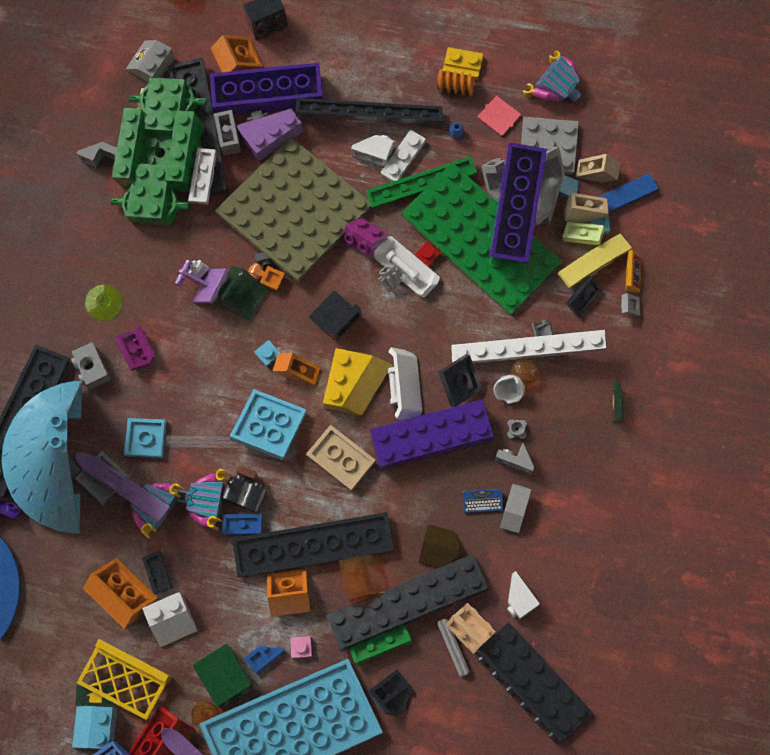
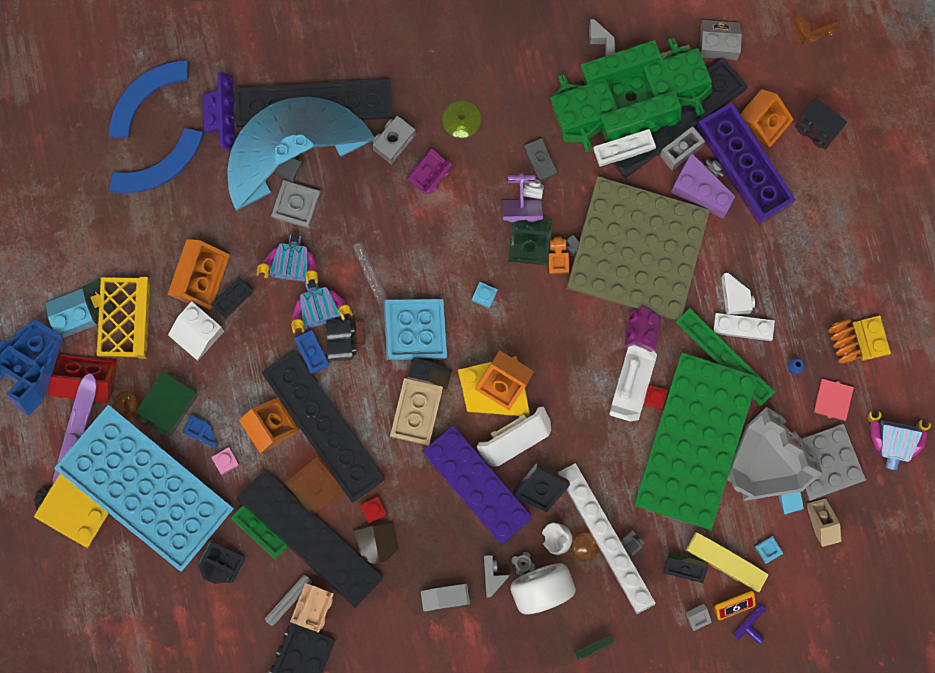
camera: 55 degrees right, 5 degrees up
(122, 485) = (294, 226): medium lavender piece -> none
(145, 438) = (351, 224): medium azure tile -> none
(174, 253) = (540, 160): none -> dark grey plate
(296, 368) = (481, 329): orange slope -> none
(311, 431) = (429, 373): none -> black slope
(335, 315) = (551, 340): black bracket -> none
(352, 365) = (504, 380): none -> orange slope
(369, 111) = (771, 272): black plate -> none
(390, 276) = (614, 373): light grey gear -> none
(408, 535) = (373, 510): none -> red plate
(482, 500) = (438, 563): slope -> none
(517, 203) = (741, 460): dark purple brick -> none
(520, 598) = (361, 641): white slope -> none
(548, 418) = (543, 588): none -> white wheel
(583, 233) = (749, 538): yellowish green plate -> none
(584, 208) = (775, 528): tan slope -> none
(630, 192) = (815, 564): blue tile -> none
(656, 272) = (746, 626): none -> dark purple piece

